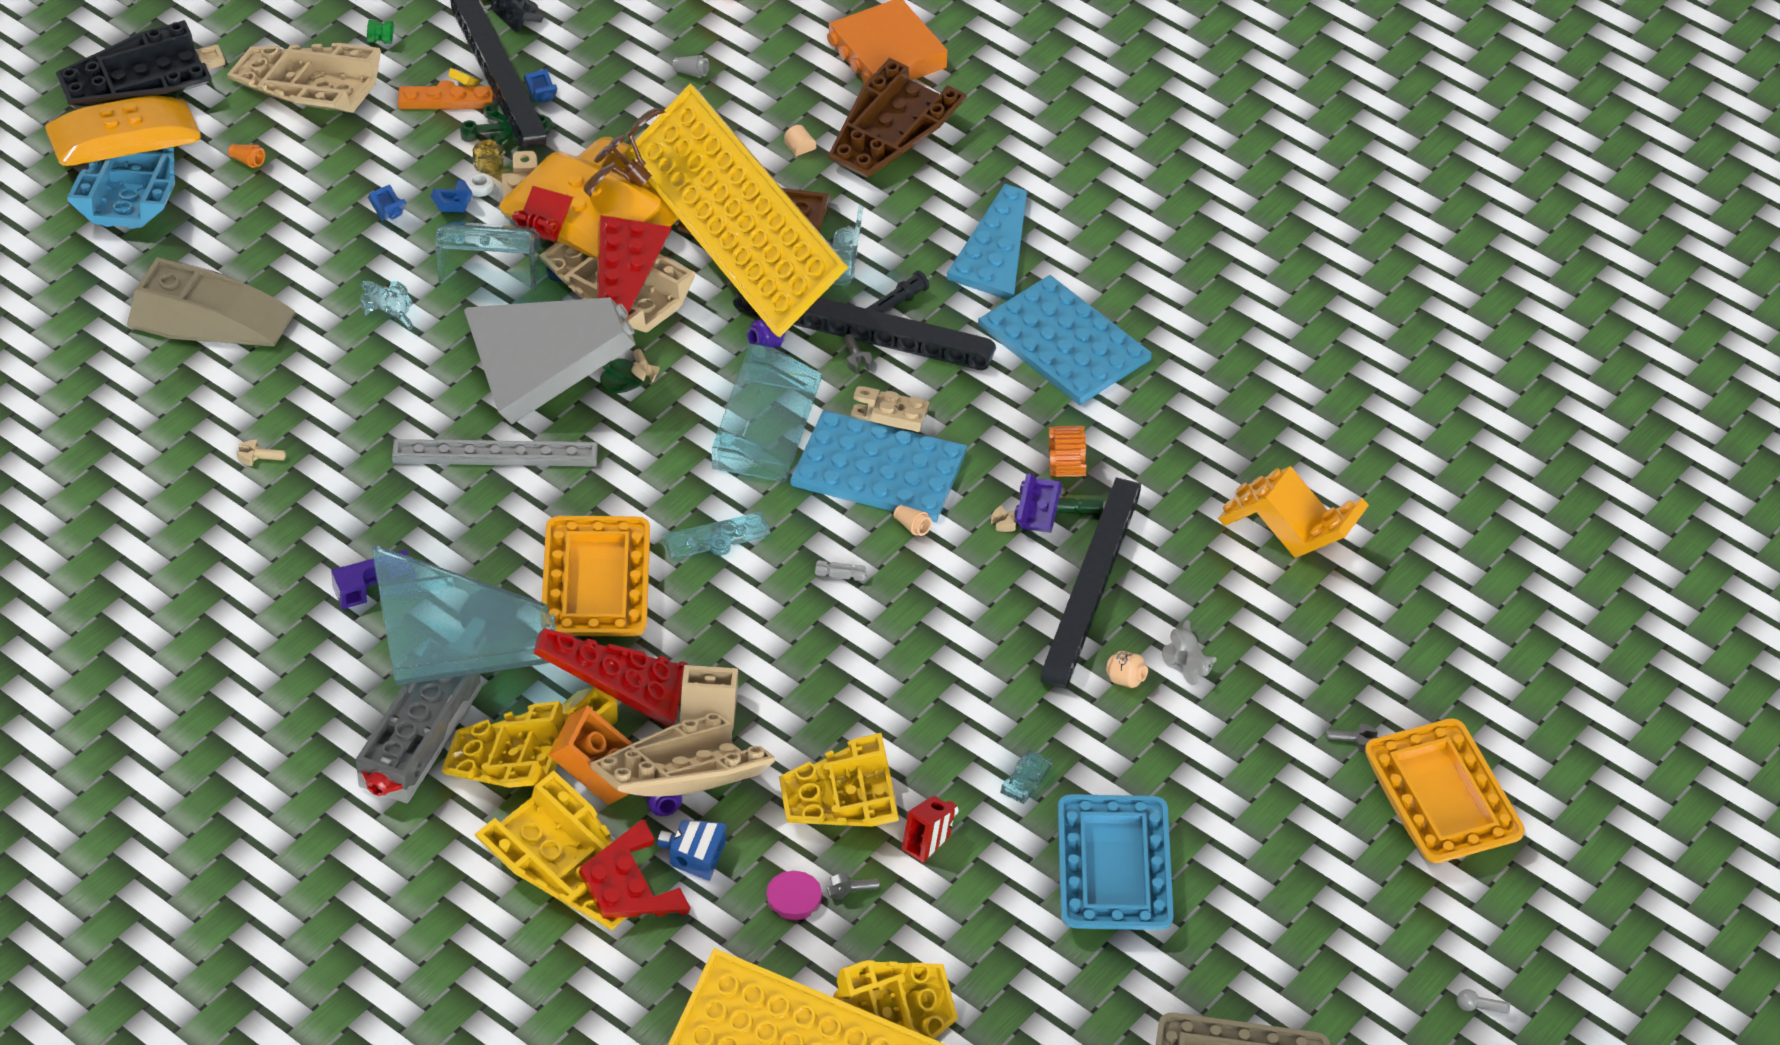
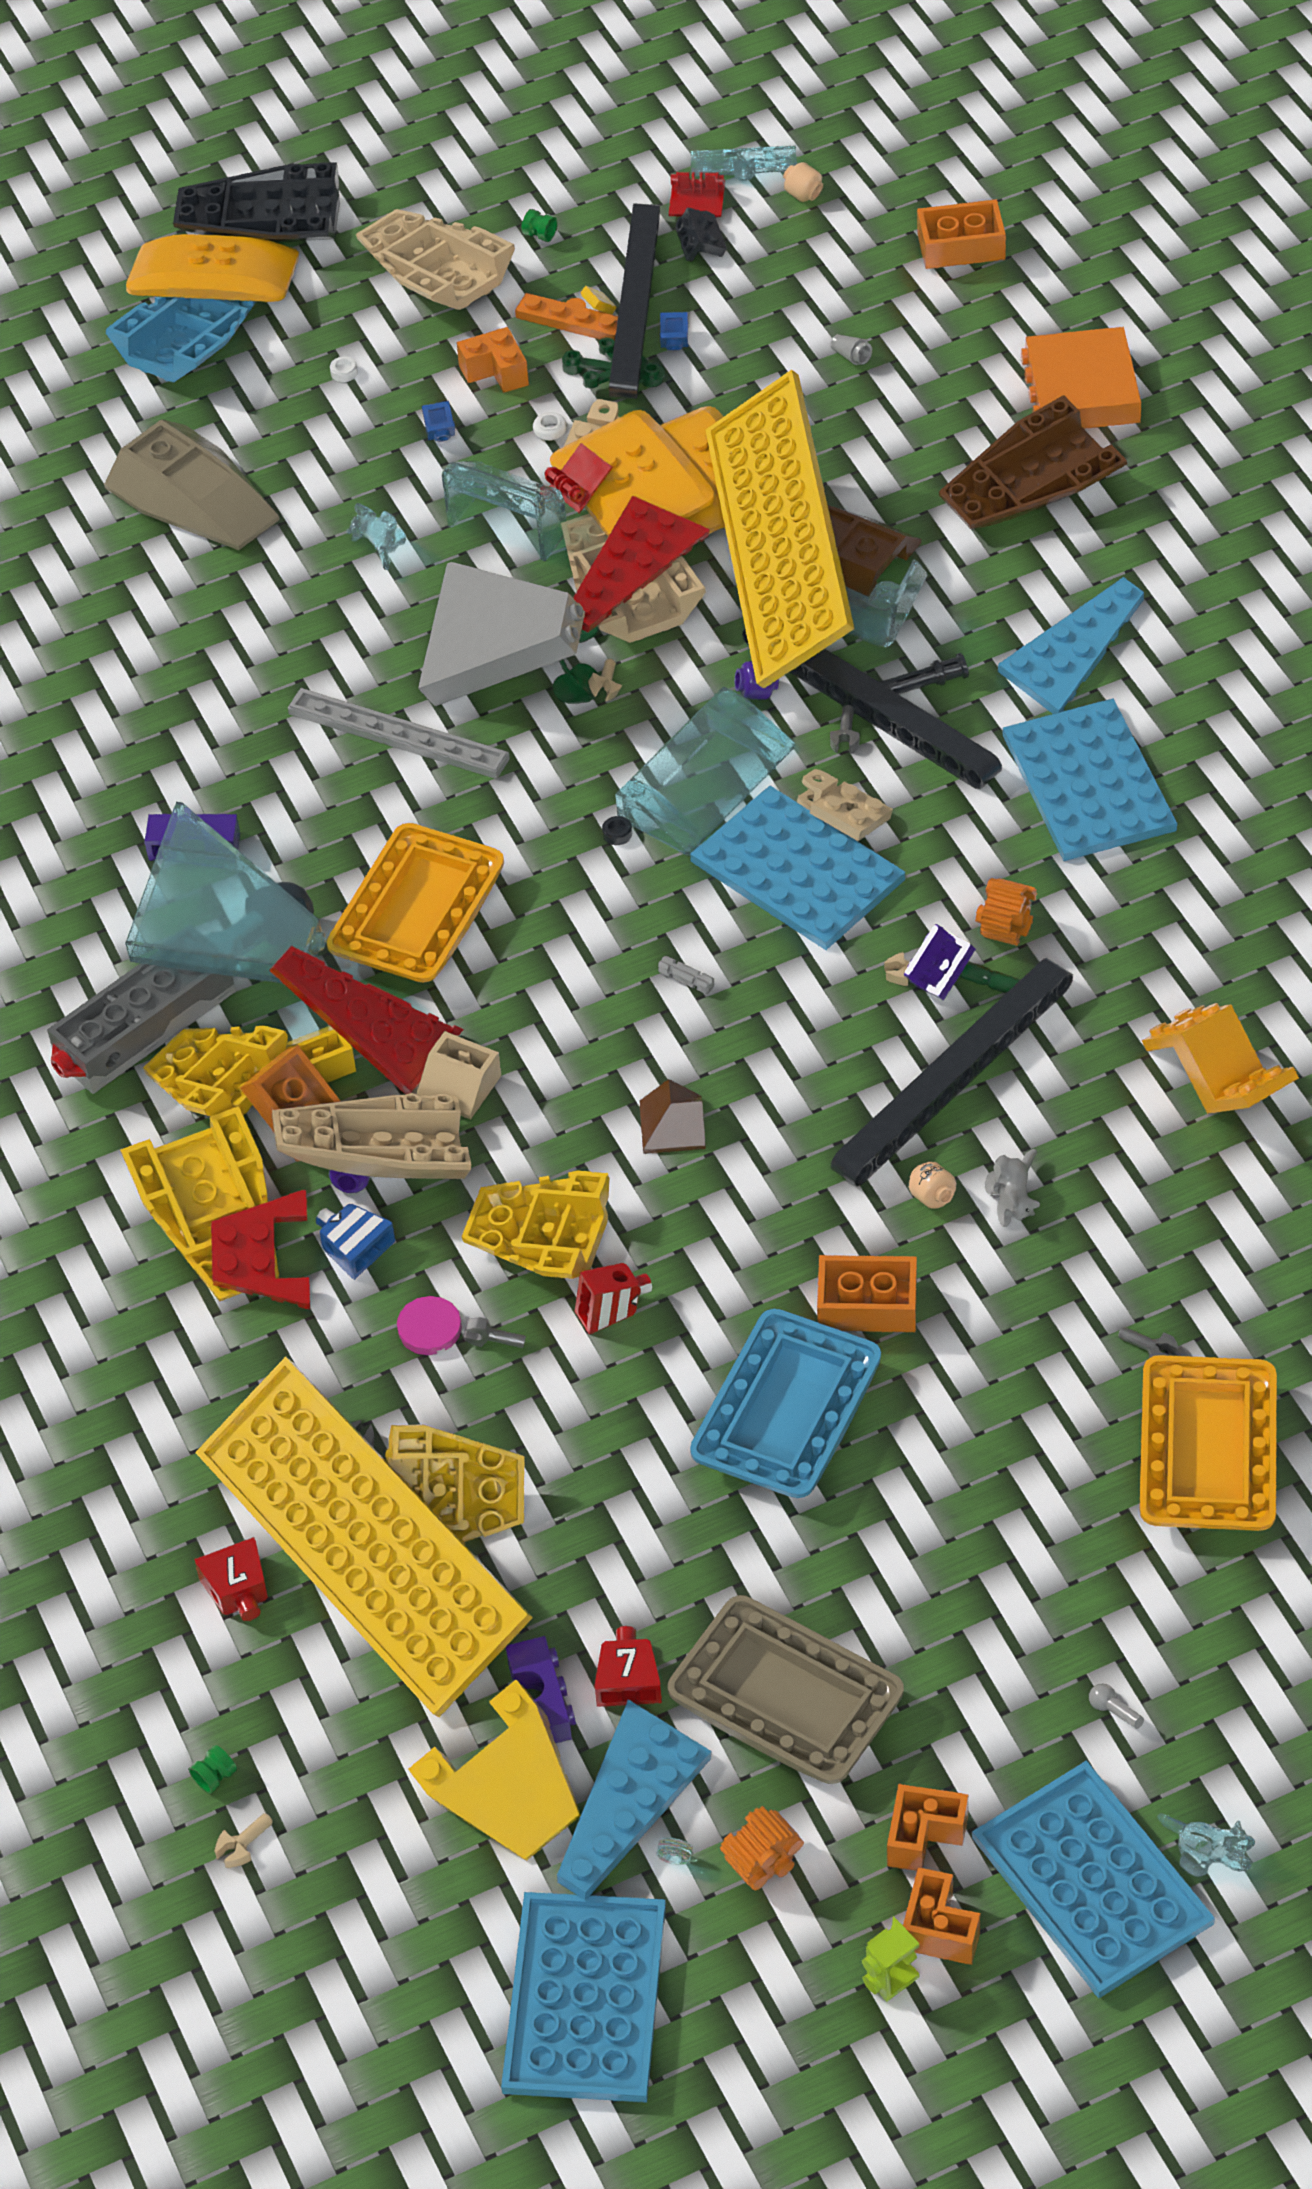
camera: 30 degrees right, 5 degrees up
(211, 56) = (352, 210): tan tile -> none
(247, 154) = (328, 329): orange cone -> none
(250, 451) = (155, 662): tan bar -> none
(278, 183) = (343, 369): none -> white tile
(406, 140) = (495, 356): none -> orange brick
(452, 200) = (509, 435): blue bracket -> none
(488, 157) = (571, 397): clear yellow head -> none
(634, 169) = (699, 452): reddish brown plant -> none
(716, 536) = (576, 895): clear light blue hinge -> none
(719, 478) = (617, 830): none -> black tile
(799, 140) = (922, 465): light nougat brick -> none
(895, 681) = (672, 1119): none -> slope
(914, 520) = (797, 941): light nougat cone -> none
(1027, 777) = (757, 1272): clear light blue slope -> none
(1128, 761) = (867, 1293): none -> orange brick

